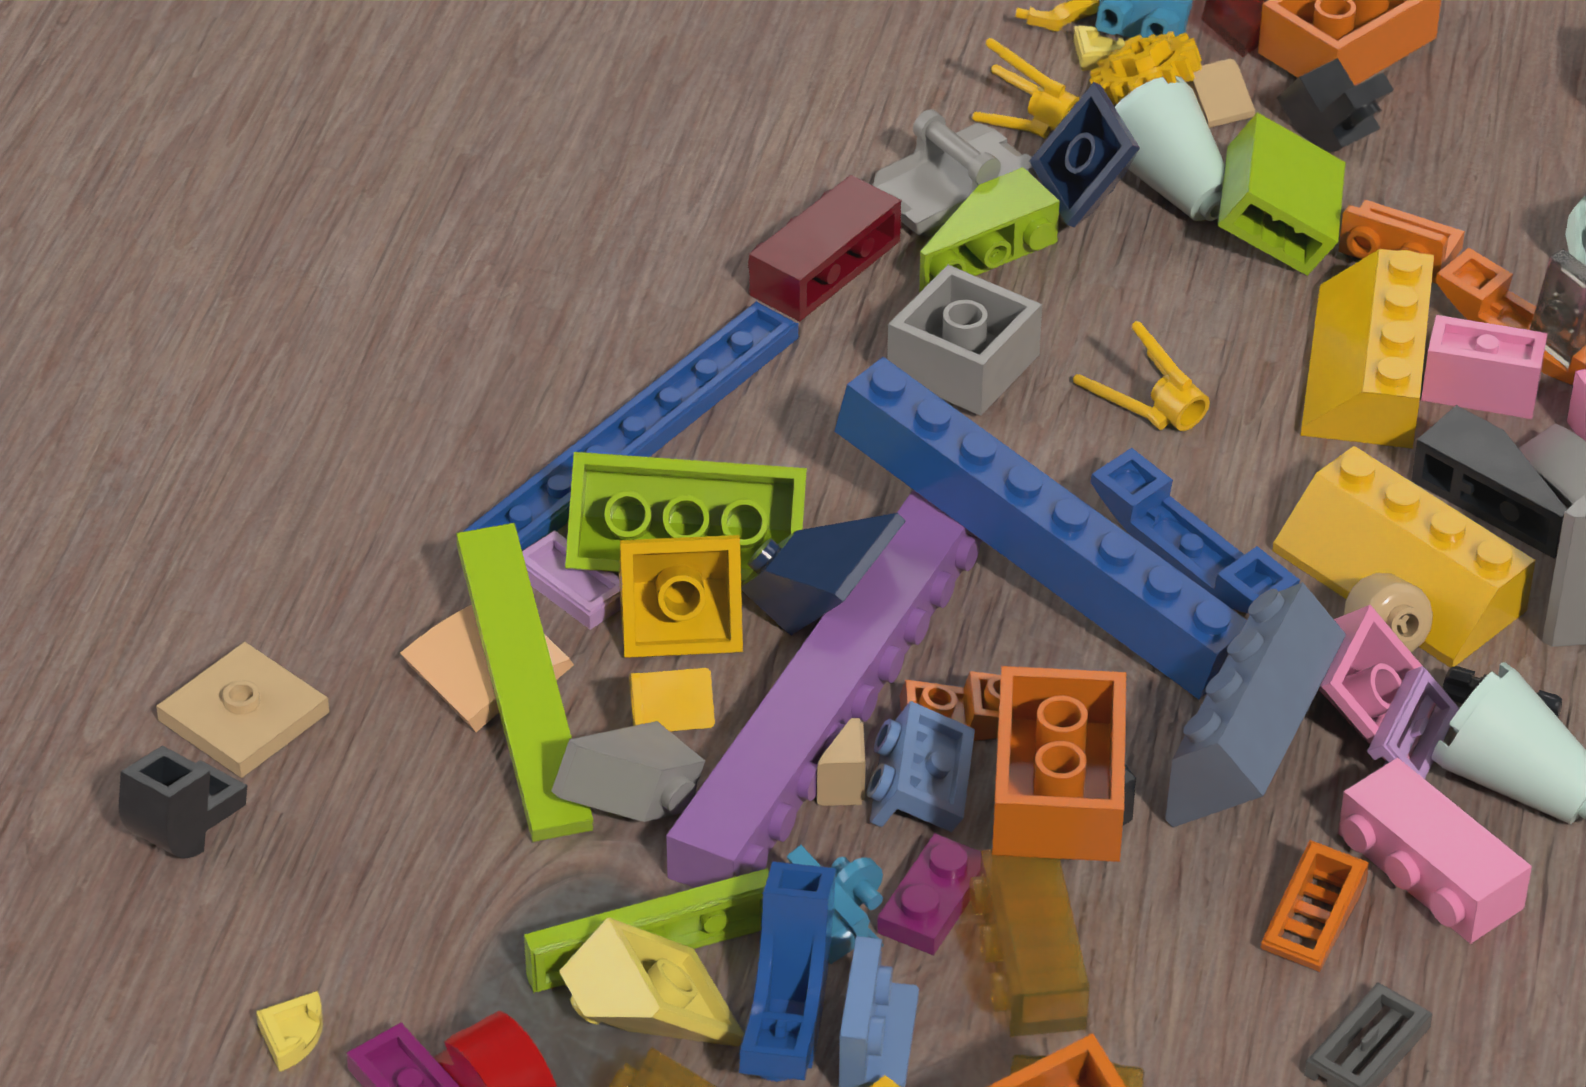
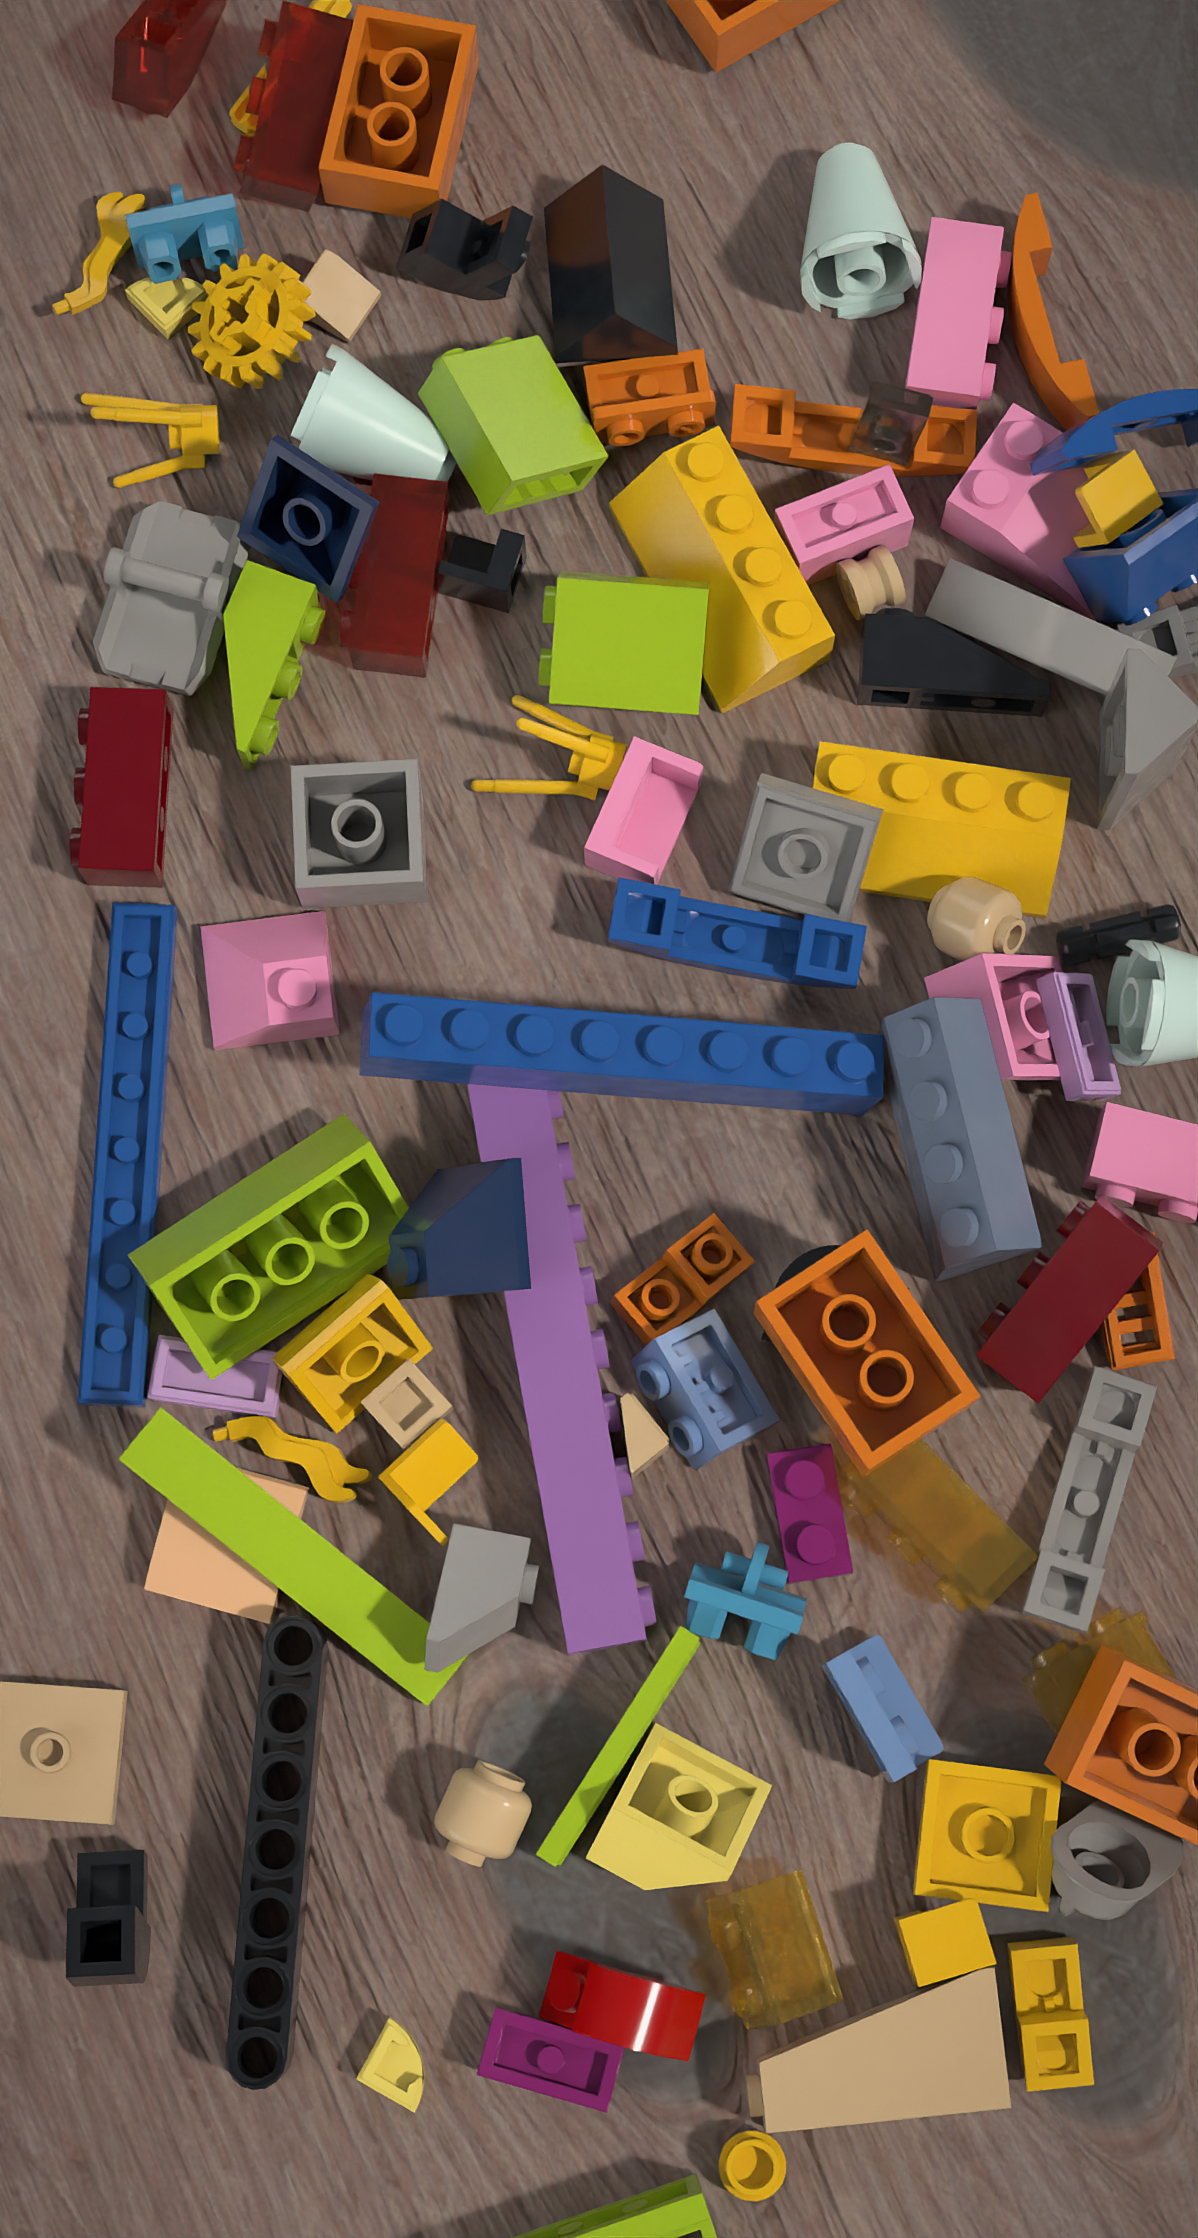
camera: 35 degrees left, 35 degrees up
(336, 845) = (259, 1879): none -> black beam
(509, 903) = (483, 1813): none -> tan head
(597, 663) = (321, 1459): none -> yellow hair
(692, 650) = (406, 1404): none -> tan plate
(791, 972) = (791, 1735): blue arch -> none
(808, 400) = (269, 980): none -> bright pink slope
(1126, 239) = (398, 577): none -> clear red brick
(1176, 1004) = (1087, 1500): none -> light grey slope
(1190, 273) = (483, 571): none -> black panel
(1191, 436) = (643, 813): none -> bright pink panel
(1260, 337) = (625, 642): none -> lime brick
(1260, 852) = (1066, 1296): none -> dark red brick
(1290, 506) = (804, 849): none -> light grey tile
(1435, 164) = (609, 271): none -> black slope
(1482, 400) = (870, 582): none -> tan wheel

